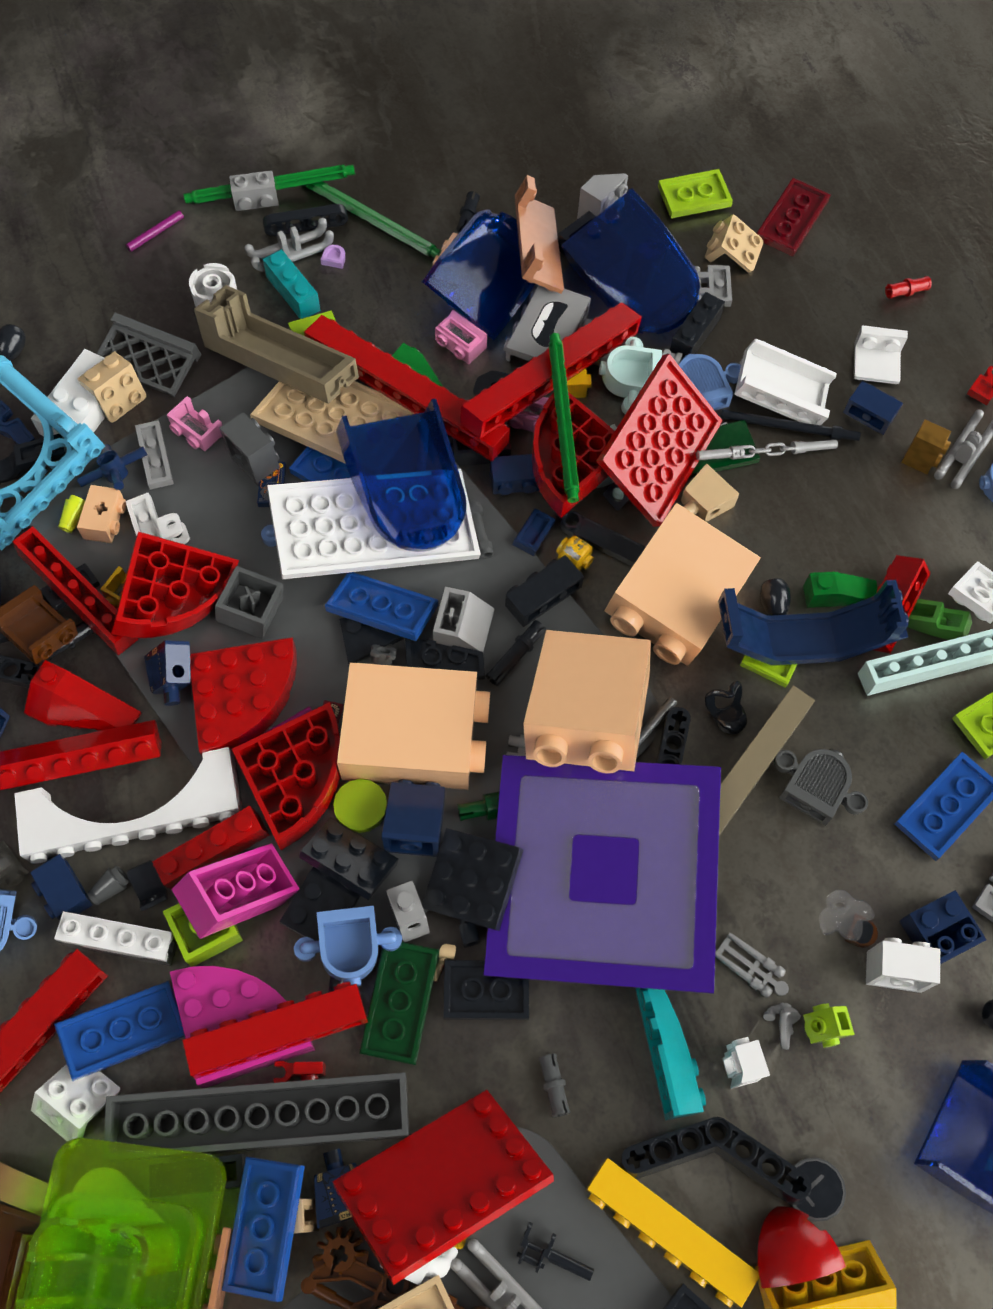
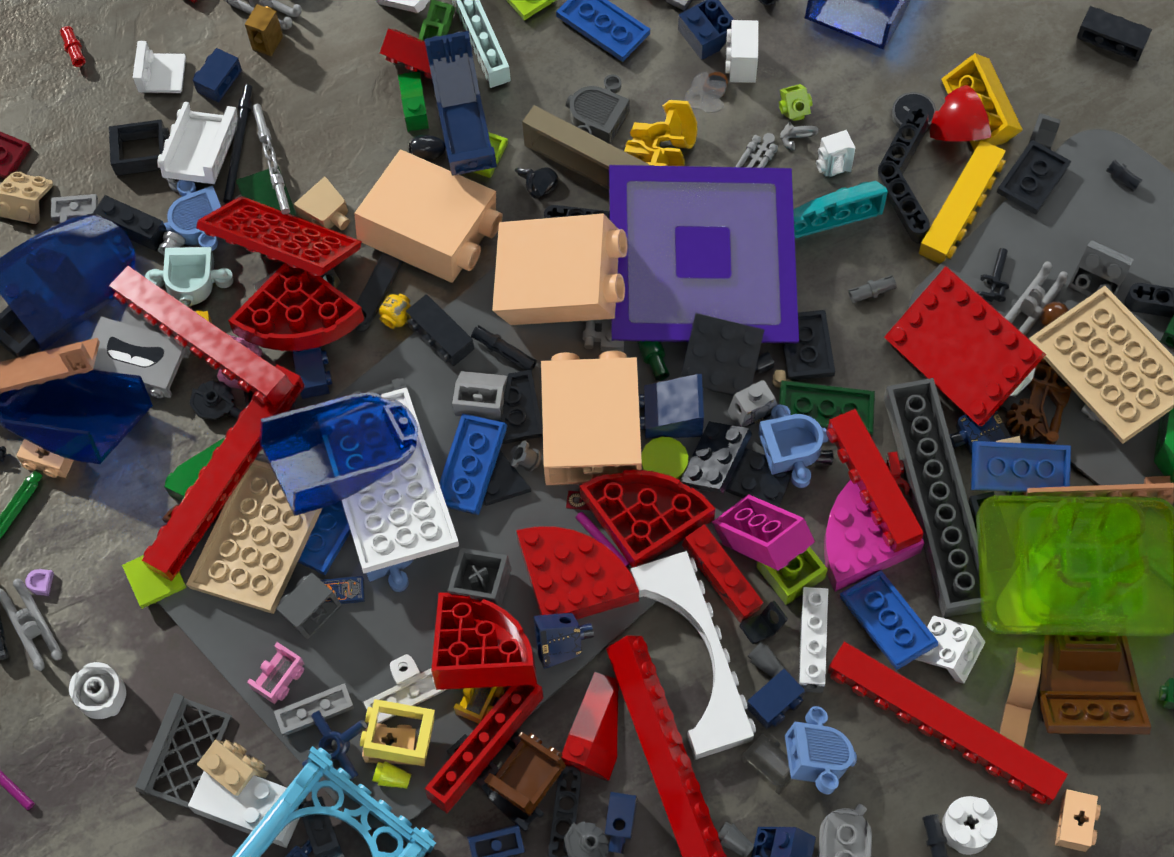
camera: 90 degrees left, 0 degrees up
(91, 534) = (392, 753): none -> light yellow window
(272, 349) = (183, 605): dark tan brick -> none
(291, 284) = (85, 613): teal brick -> none
(461, 337) = (148, 438): bright pink window -> none
(534, 532) = (373, 349): dark blue tile -> none
(564, 422) = (266, 311): green piece -> none
(789, 871) = (678, 128): none -> yellow piece
(795, 319) = (135, 131): none -> black window

